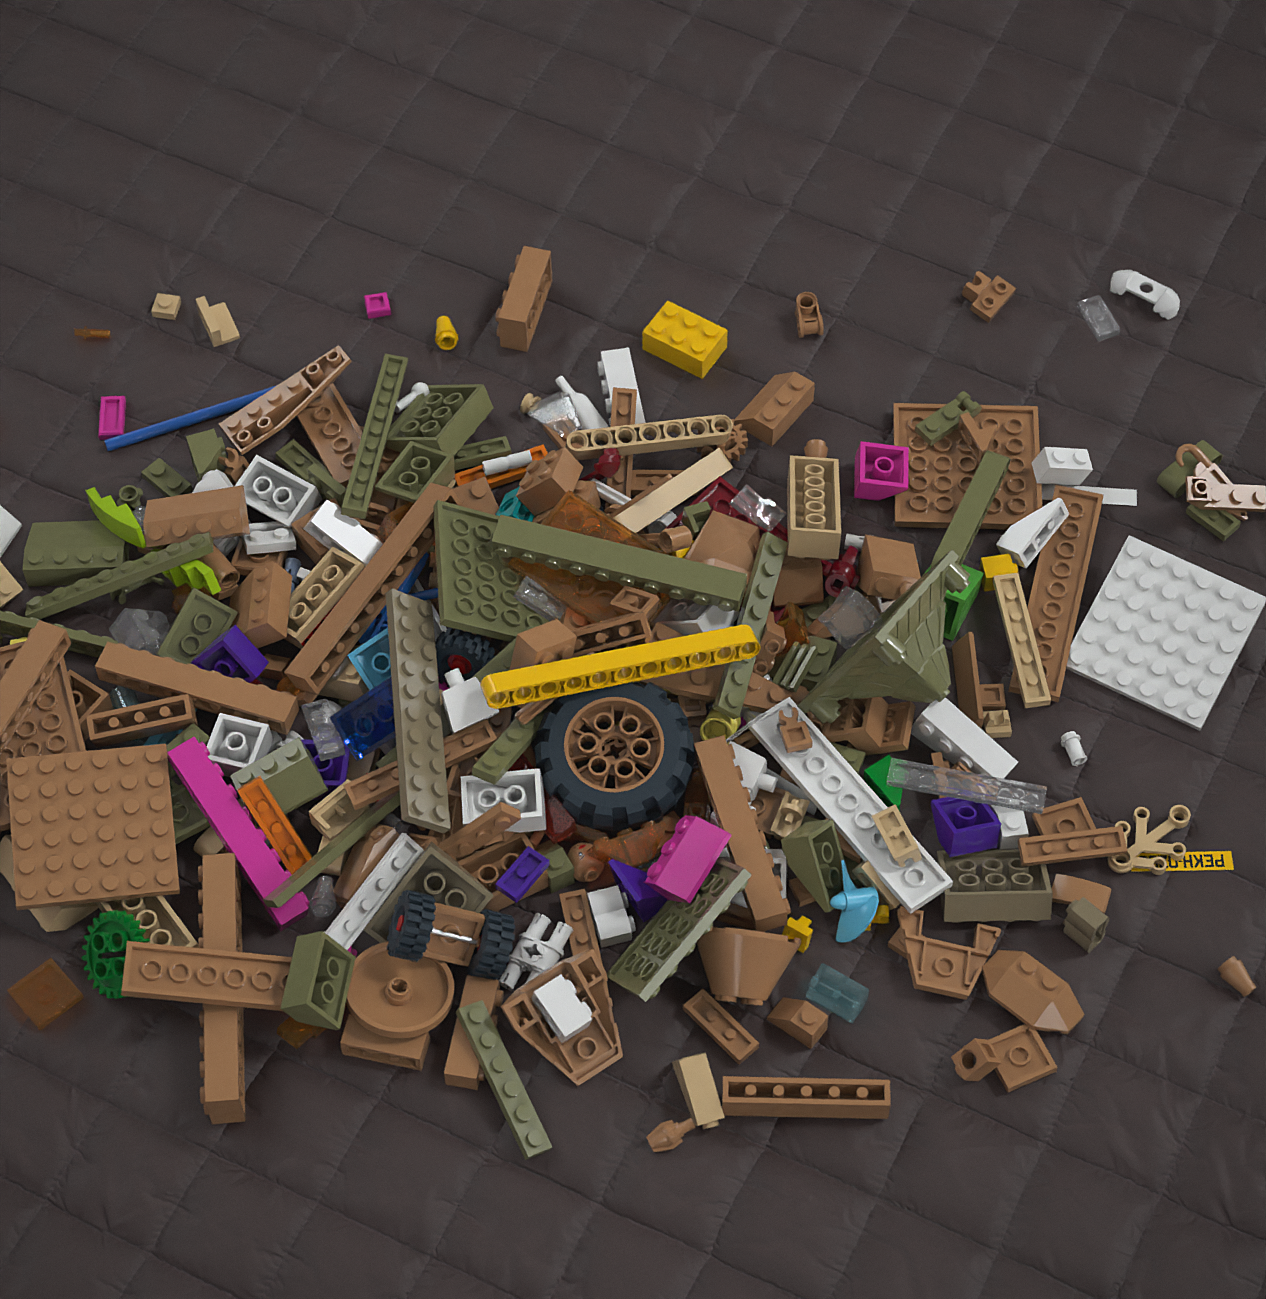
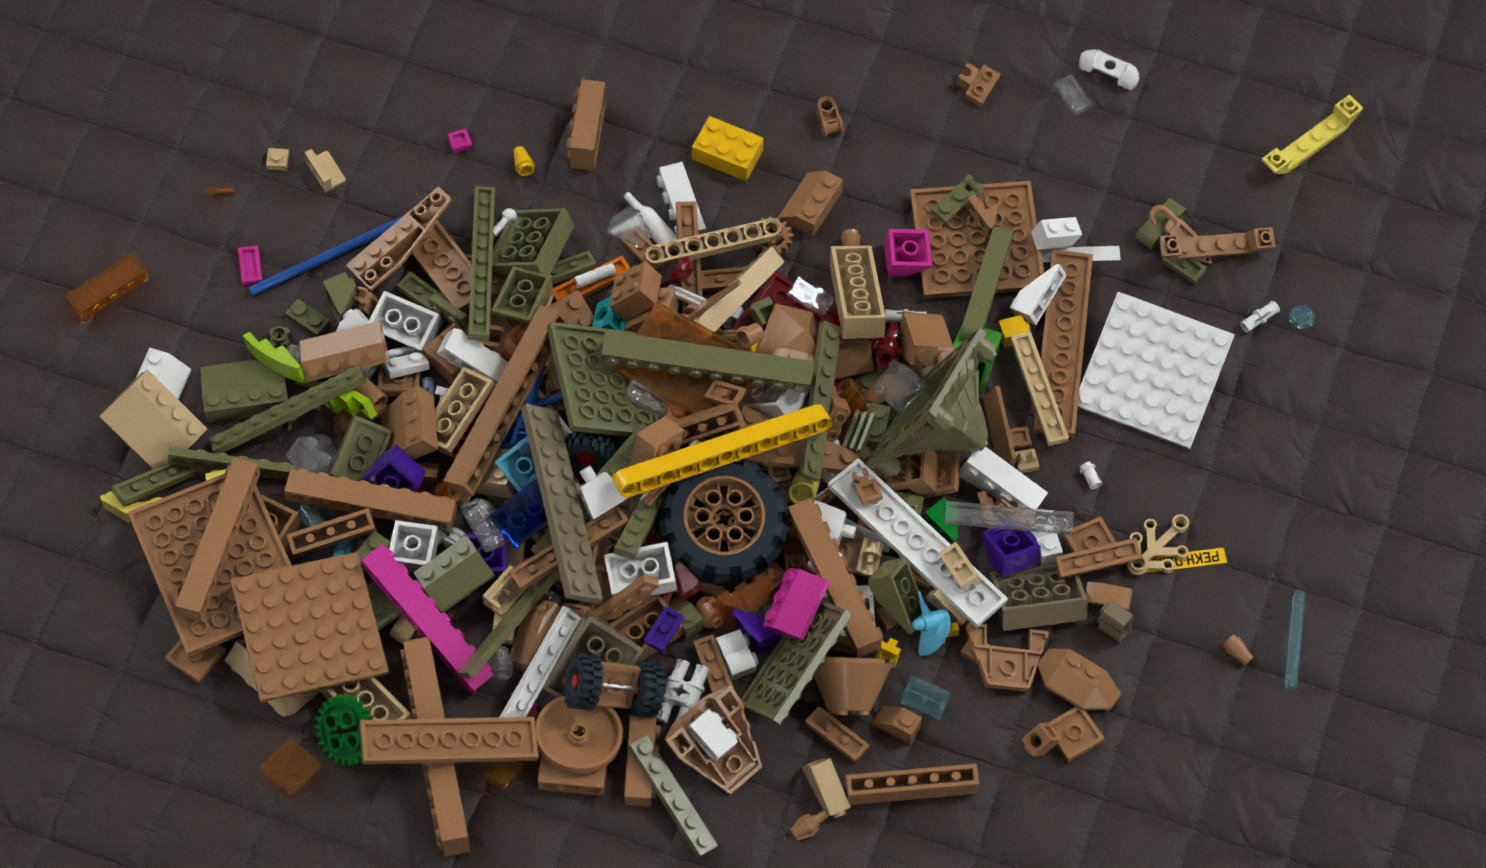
camera: 10 degrees left, 5 degrees up
(274, 824) = (456, 609): orange plate -> none
(318, 981) = (516, 735): olive slope -> none
(528, 402) = (604, 220): tan bush -> none

